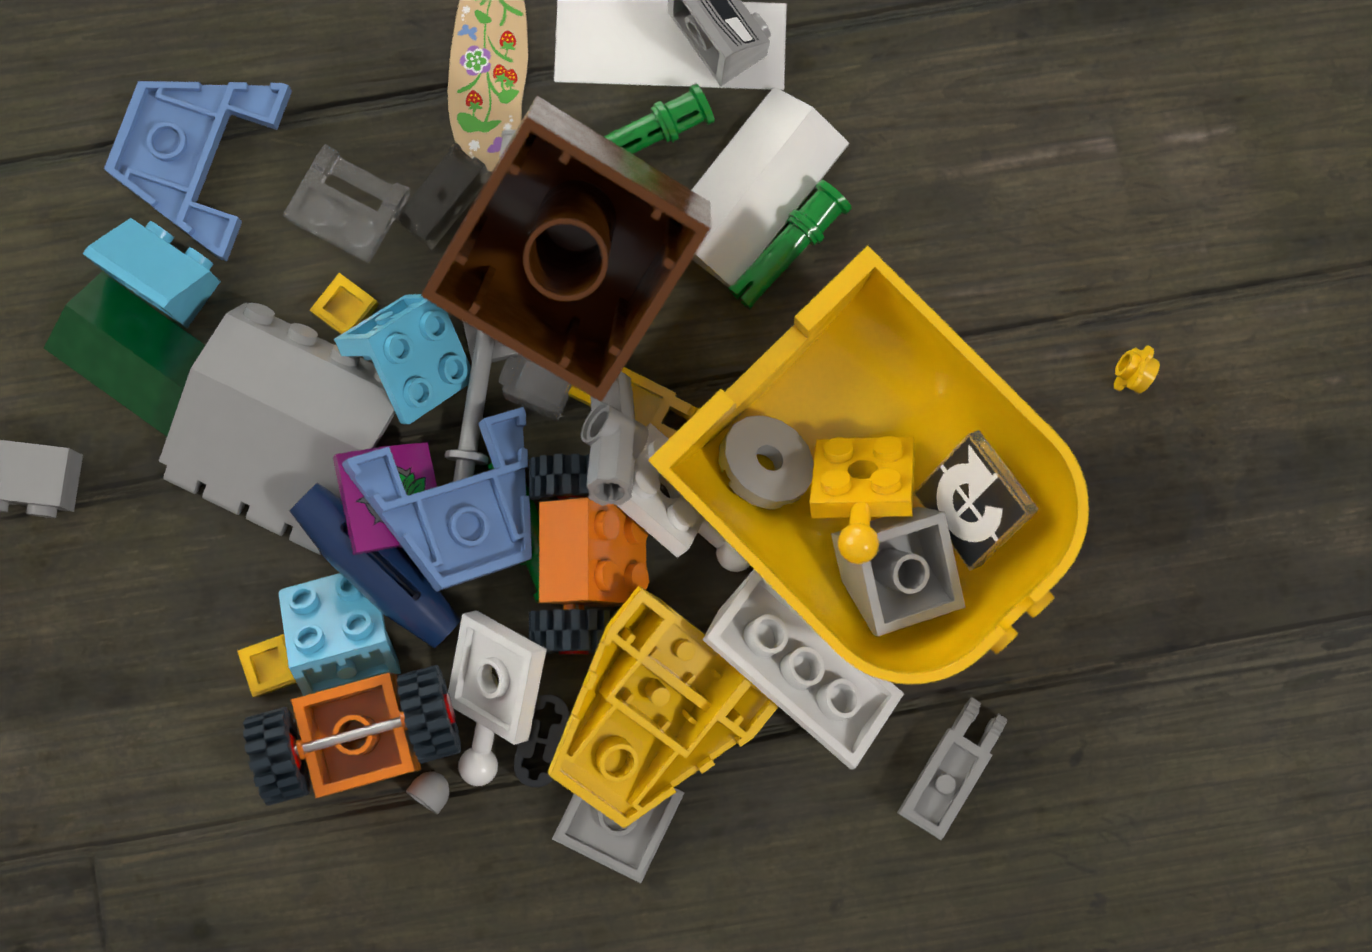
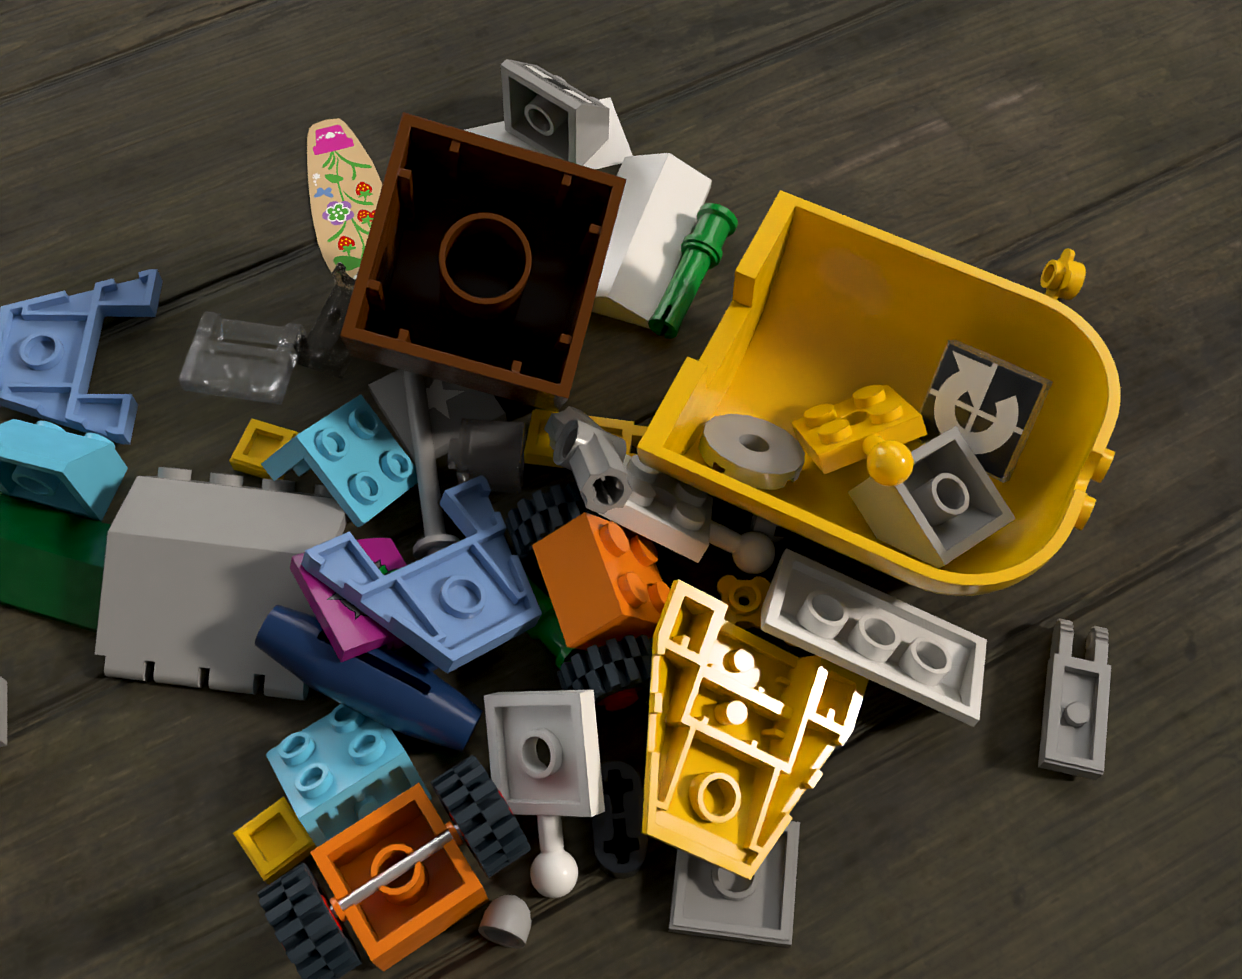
camera: 15 degrees left, 20 degrees down
(706, 579) = (754, 590): none -> yellow plate

